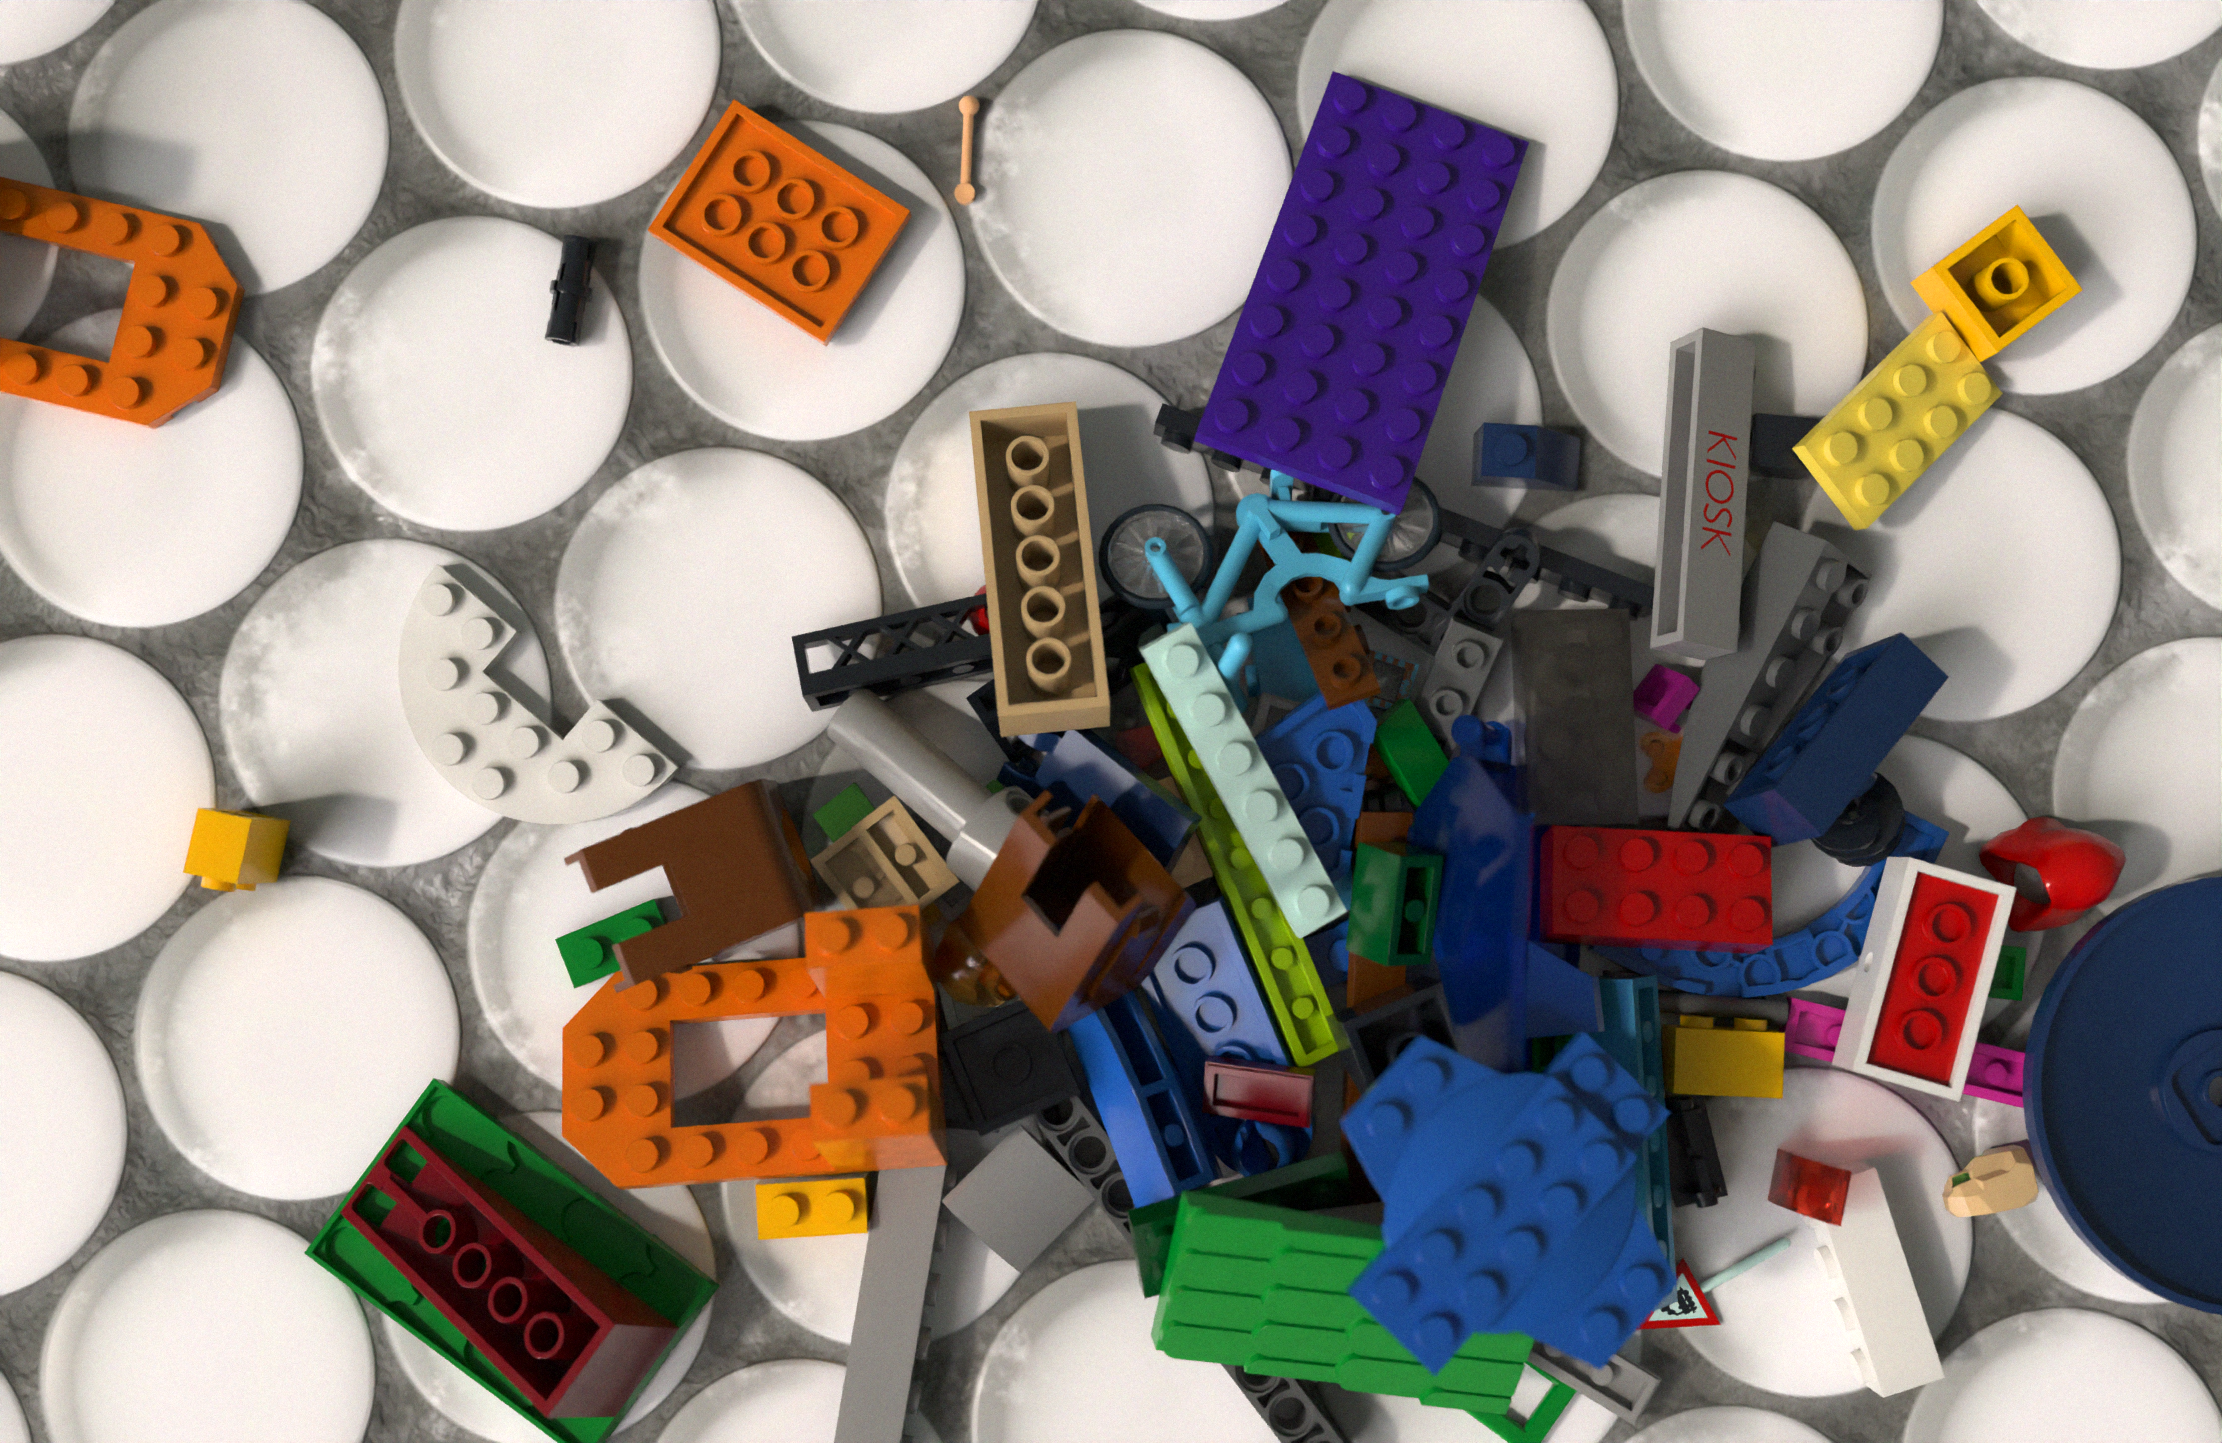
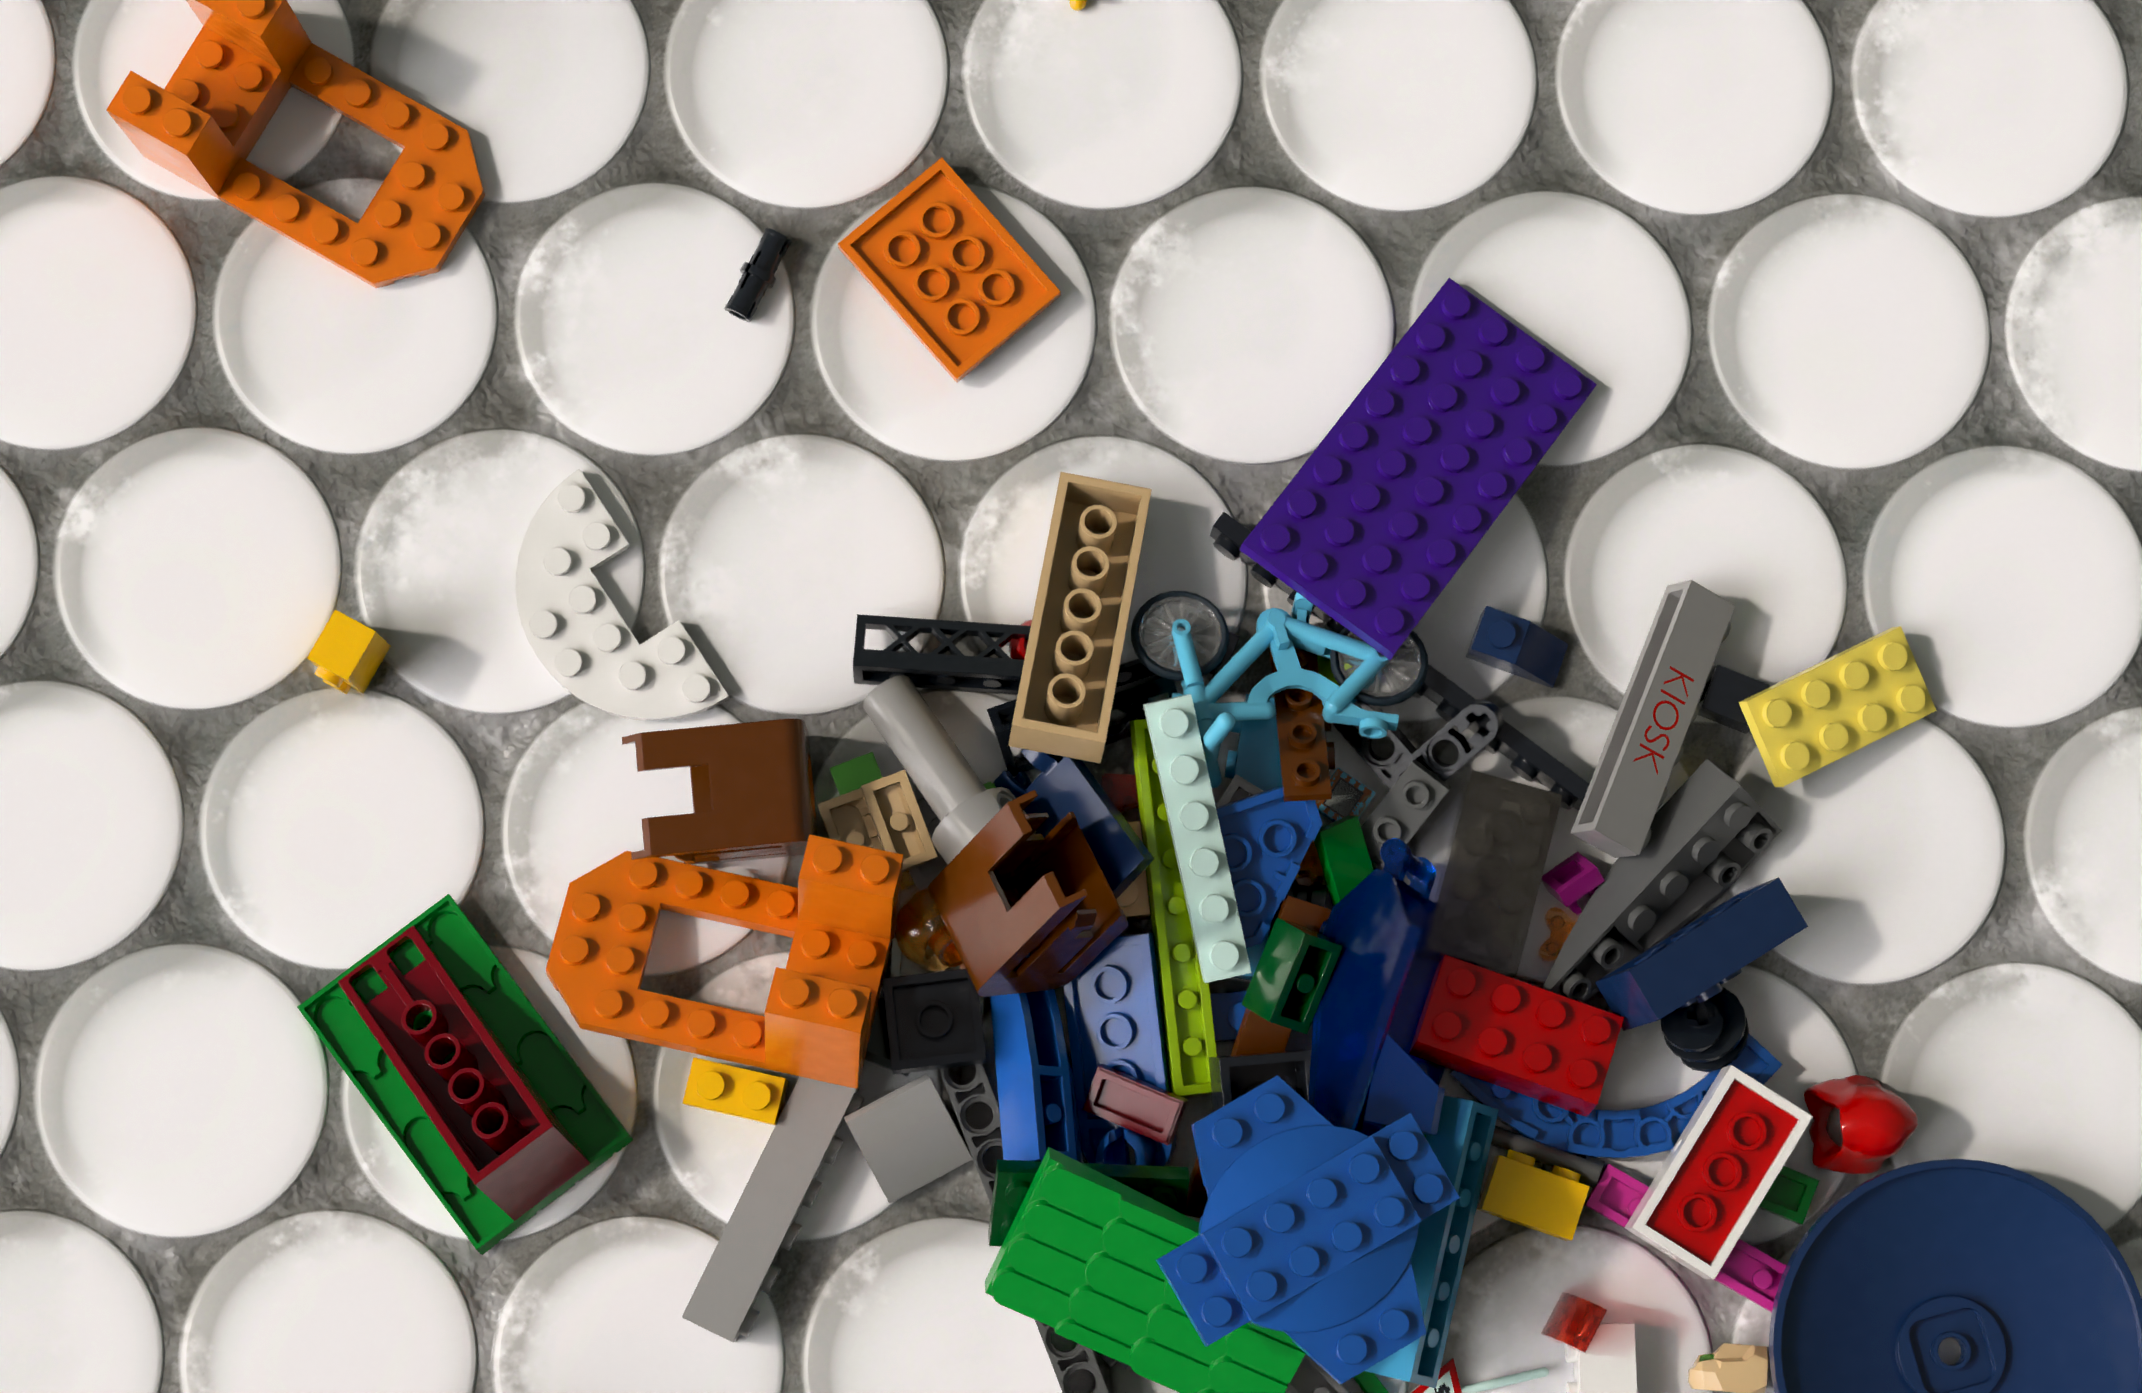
camera: 15 degrees right, 5 degrees down
(589, 950) = (619, 827): green plate -> none
(965, 192) = (1111, 288): light nougat hinge -> none
(1692, 1153) = (1486, 1269): black hinge -> none
(1997, 284) = (1953, 617): yellow brick -> none

